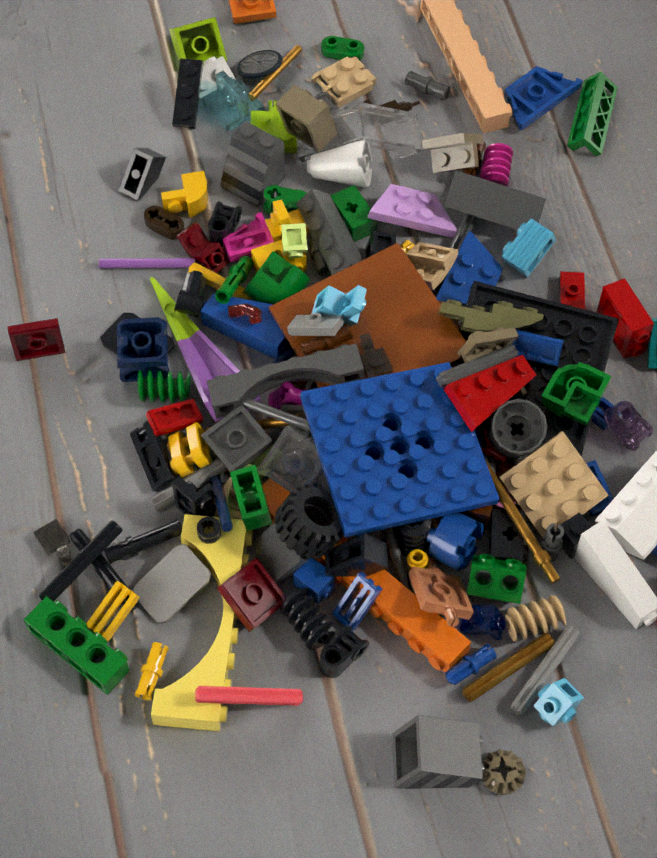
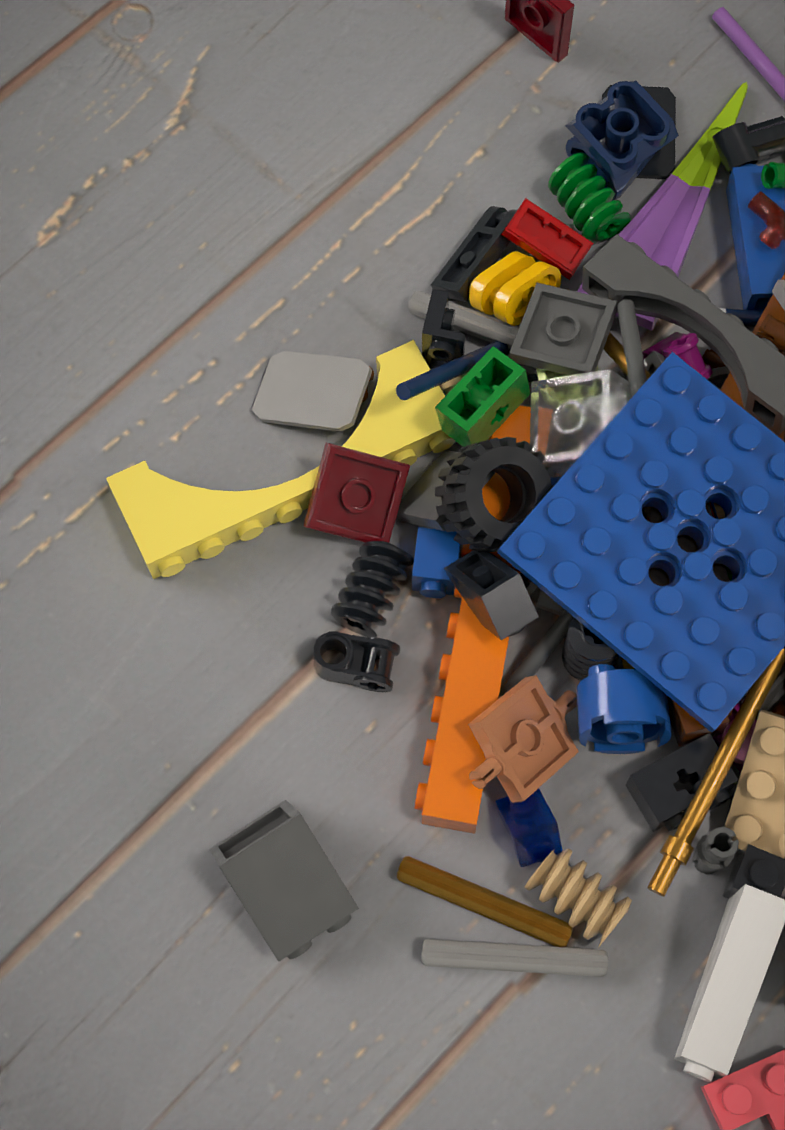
camera: 60 degrees right, 10 degrees up
(54, 539) = (281, 220): clear smoke plate -> none
(81, 561) = (266, 266): black axle -> none
(100, 564) = (280, 303): black axle -> none
(103, 674) = (156, 278): green brick -> none
(104, 606) = (227, 339): yellow tile -> none
(133, 545) = (336, 313): black pin -> none
(151, 671) = (177, 444): yellow pin -> none
(207, 522) = (396, 375): black bush -> none
(248, 695) = (208, 580): coral axle -> none
(368, 585) = (457, 634): blue tile -> none
(417, 559) = (560, 679): yellow pin -> none
(470, 664) = (450, 846): blue axle -> none
(495, 586) = (602, 803): green brick -> none
(495, 781) = (315, 1008): dark tan gear -> none
(558, 702) = (467, 1005): medium azure brick -> none

